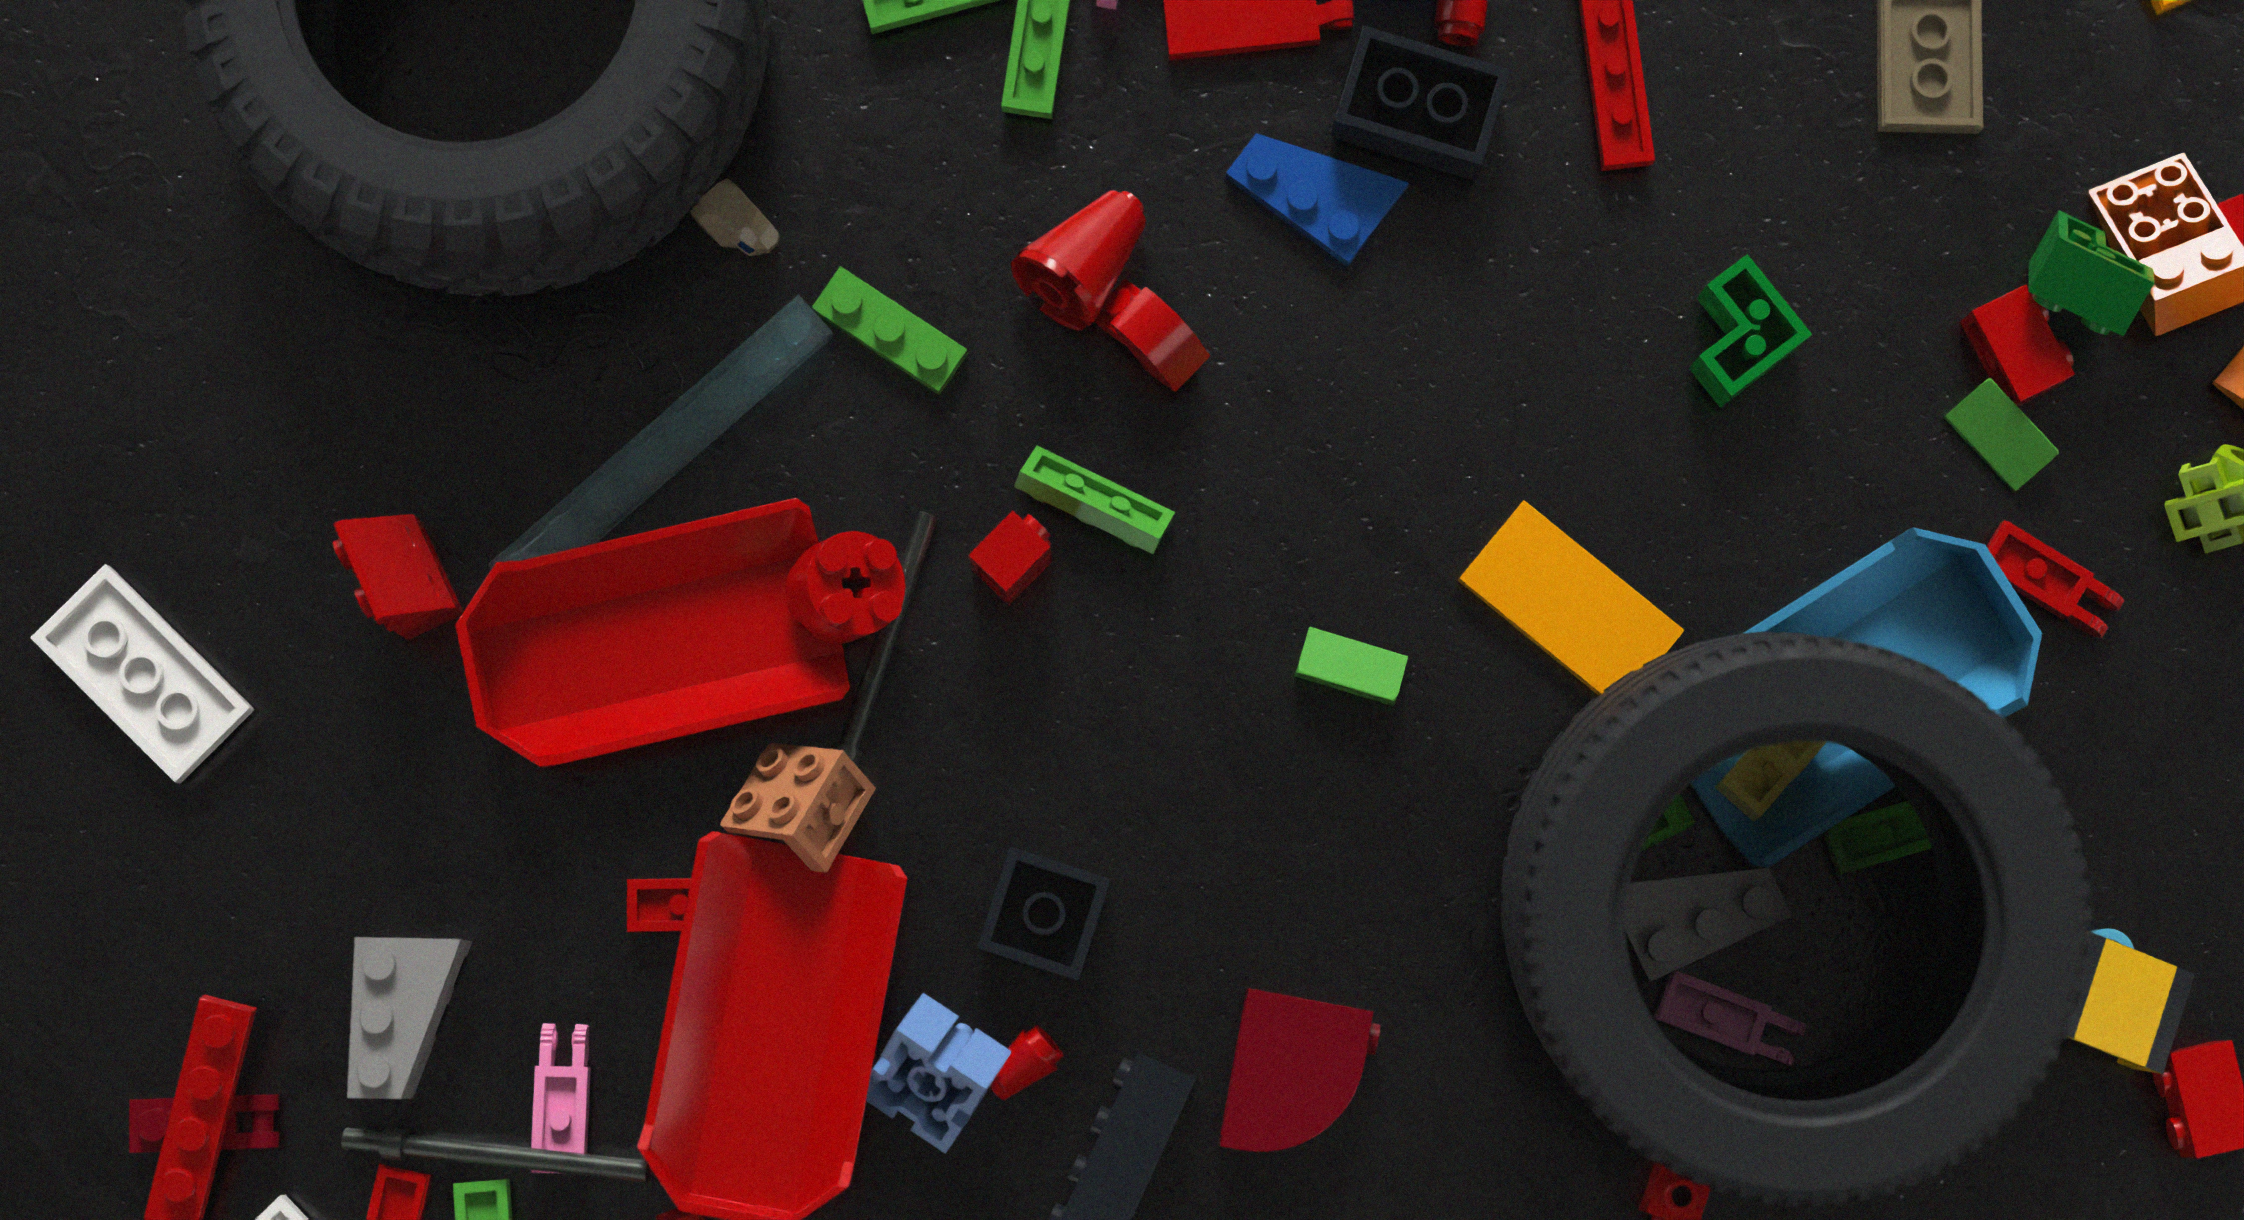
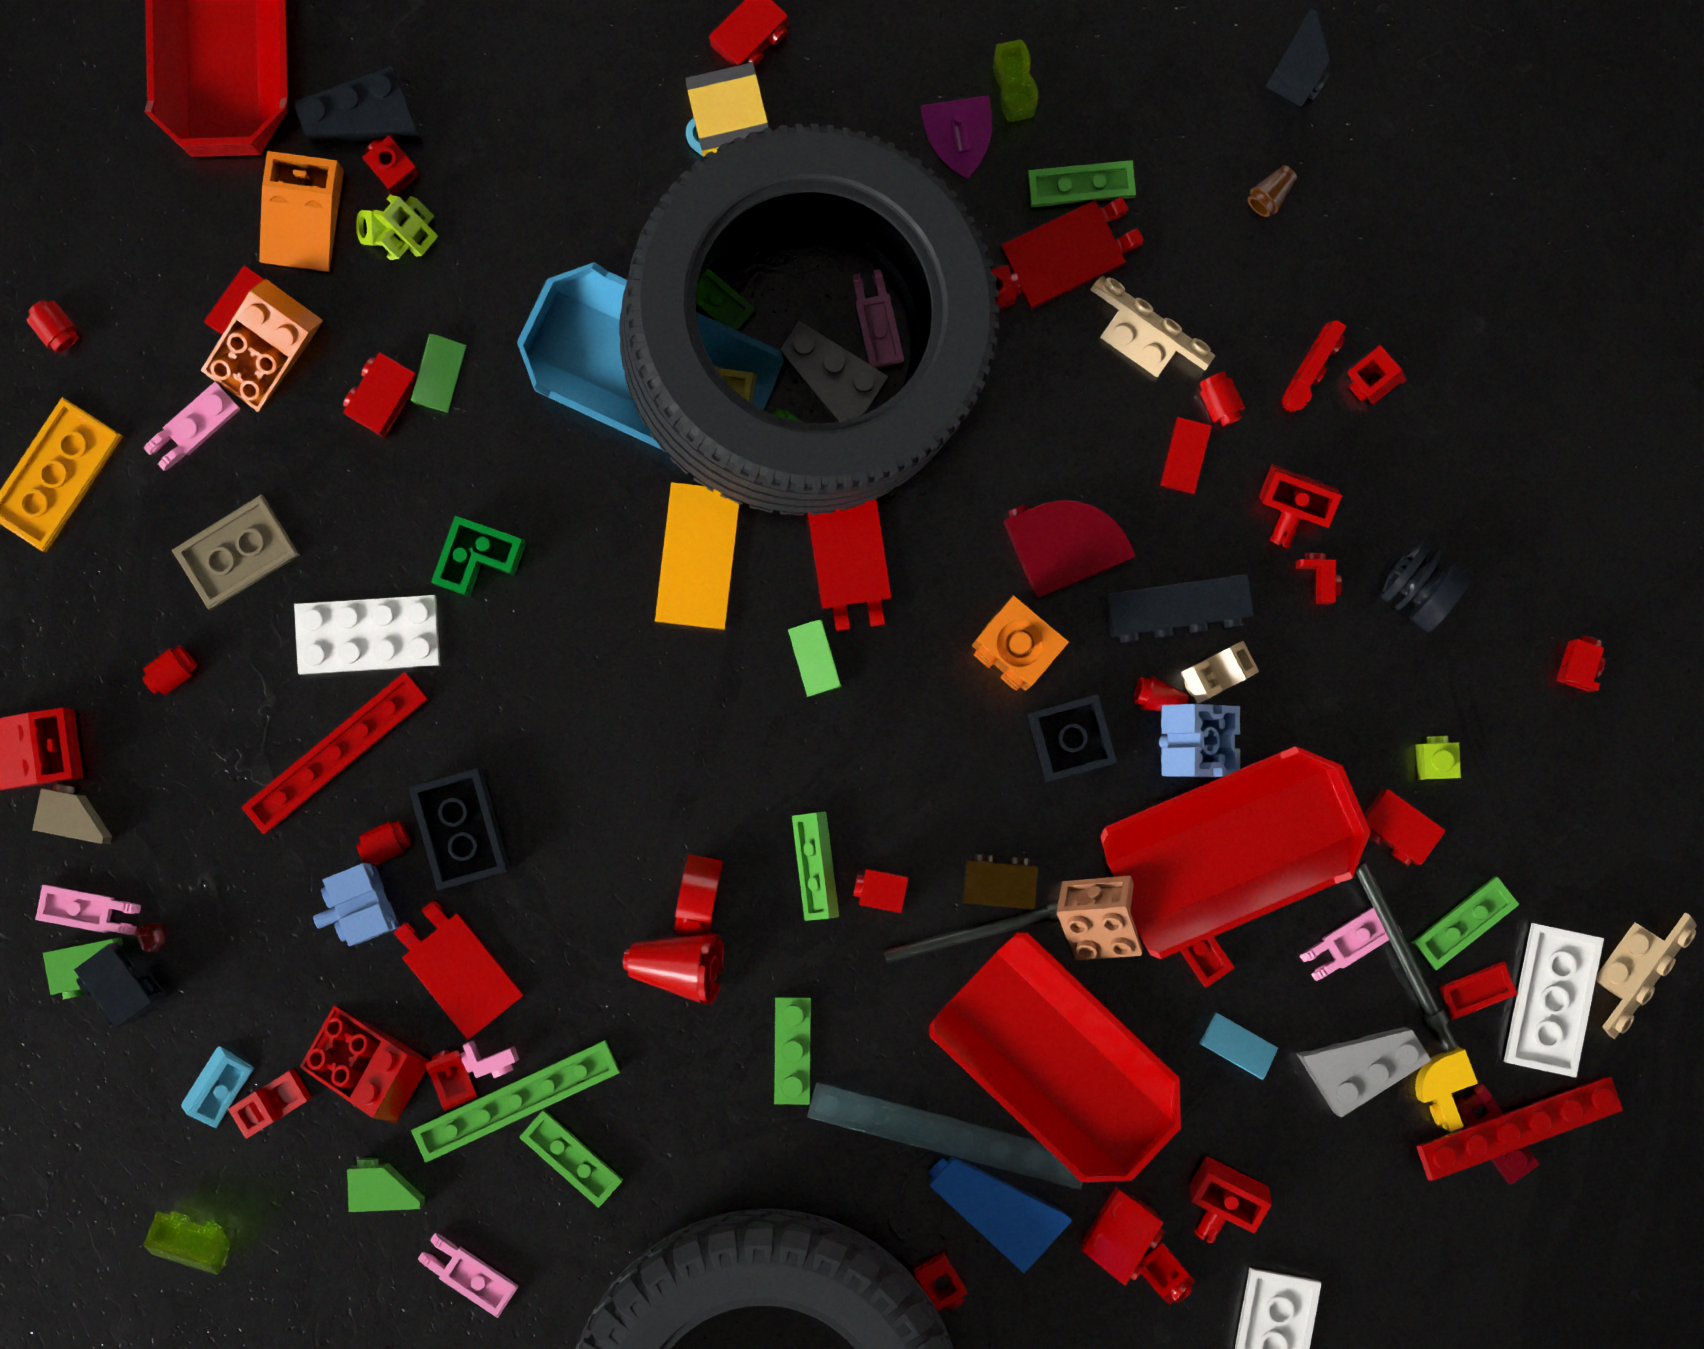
camera: 120 degrees left, 5 degrees up
(315, 600) = (1167, 1275): none -> red bracket
(317, 1102) = (1439, 1079): none -> yellow brick
(355, 735) = (1228, 1197): none -> red brick
(479, 310) = (941, 1267): none -> red brick
(526, 450) = (1005, 1215): none -> blue slope
(528, 874) = (1239, 1046): none -> medium azure slope
(734, 220) = (788, 1183): dark tan rock -> none
(872, 592) = (950, 957): red brick -> none
(925, 710) = (1000, 882): none -> dark brown brick
(1004, 1156) = (1219, 672): none -> tan brick
(1205, 918) = (1018, 645): none -> orange torso
(1316, 194) = (550, 856): blue wing -> none
(1441, 787) = (850, 562): none -> red tile
(1728, 148) = (367, 634): none -> white plate
(2050, 578) = (506, 297): red hinge -> none
(2087, 277) = (318, 380): green brick -> none
(2119, 104) = (194, 424): none -> bright pink hinge

